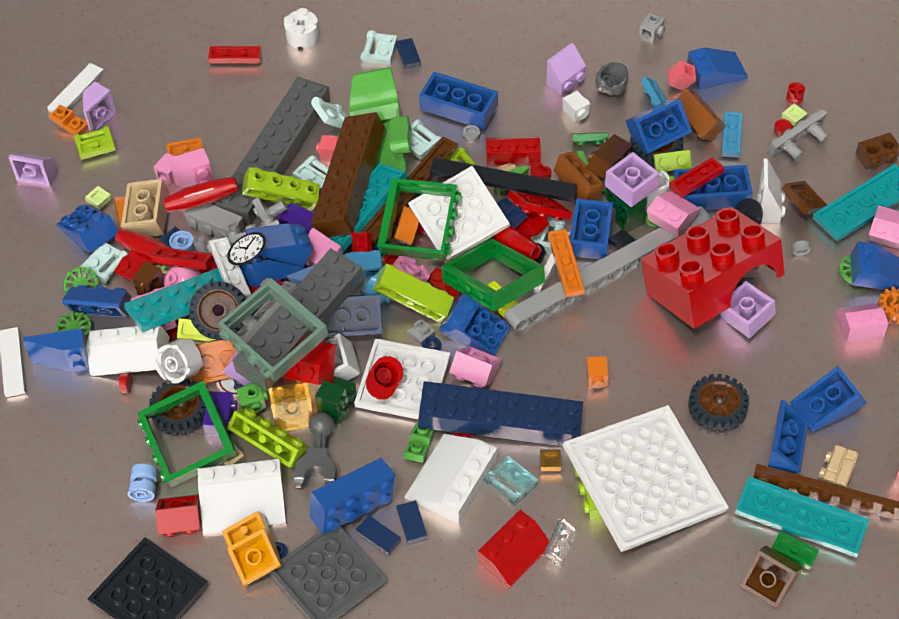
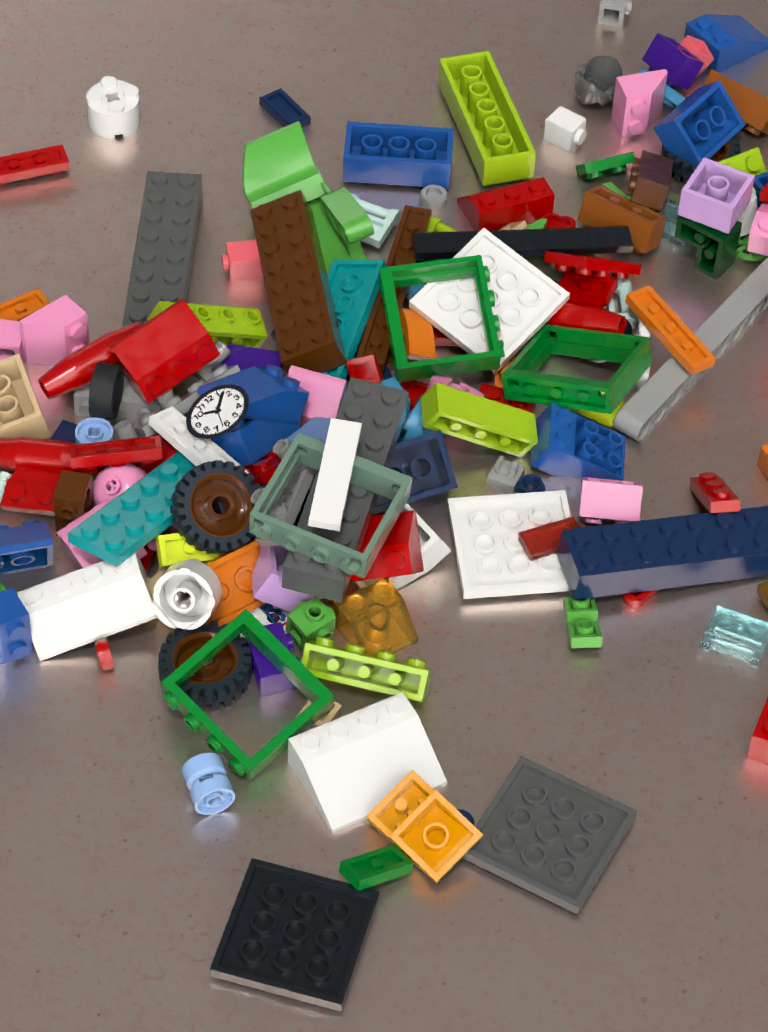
camera: 25 degrees left, 5 degrees down
(178, 515) = (286, 813): slope -> none
(197, 216) = (106, 390): none -> black tyre
(212, 565) = (375, 867): none -> green plate
(239, 200) = (164, 351): none -> red slope
(278, 311) = (335, 474): none -> white tile
(307, 172) = (238, 295): light aqua plate -> none
(317, 457) = (451, 681): dark grey piece -> none
(328, 112) = (222, 210): light aqua plate -> none
(336, 398) = (437, 594): dark green brick -> none
(352, 496) = (538, 712): blue brick -> none
(378, 535) = (590, 760): dark blue tile -> none
(384, 49) = (246, 108): light aqua plate -> none
(384, 377) = (498, 541): red piece -> none
(411, 522) = (628, 730): dark blue tile -> none
(414, 381) = (544, 539): none -> clear red tile
(453, 476) = (653, 651): white slope -> none
(515, 216) = (571, 283): dark blue plate -> none
(526, 88) = (486, 118): none -> lime brick
(540, 381) = (714, 493): none -> red plate
(565, 69) = (530, 82): lavender slope -> none
(591, 228) = (677, 277): blue brick -> none
(621, 239) = (718, 288): black tile -> none
(631, 99) = (638, 101): none -> bright pink slope
(665, 76) = (676, 59): none -> dark purple brick

